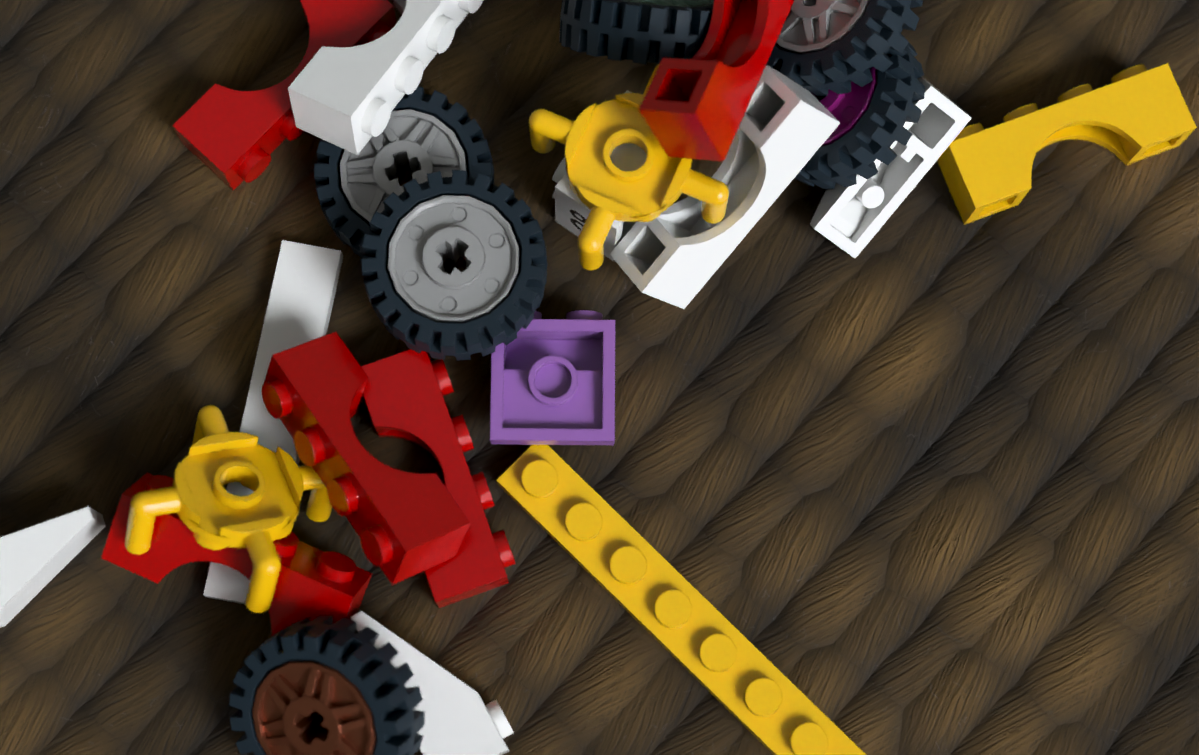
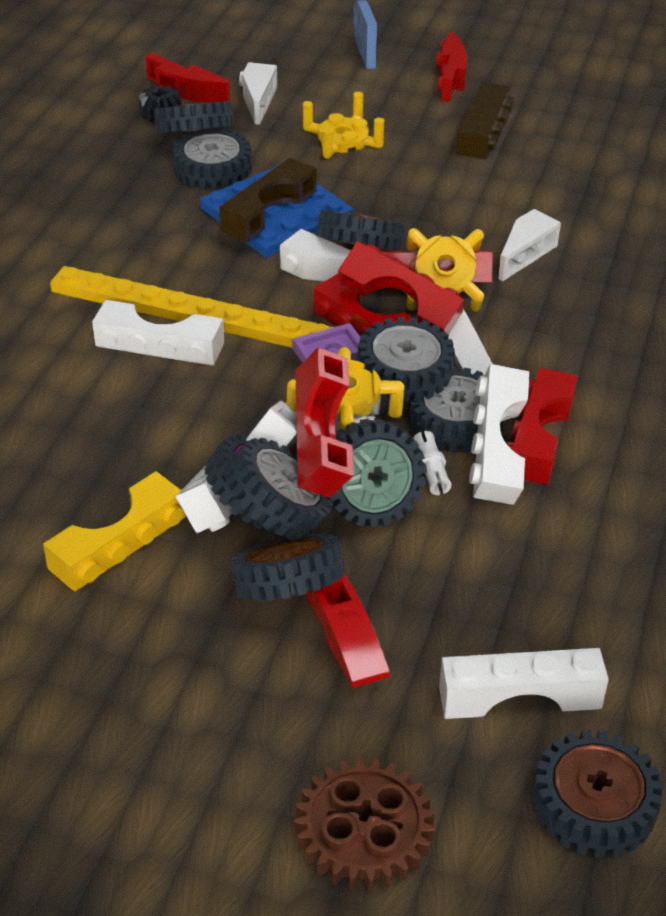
camera: 160 degrees right, 35 degrees down
(511, 80) = (434, 462): none -> white pin
(901, 657) = (190, 340): none -> white arch

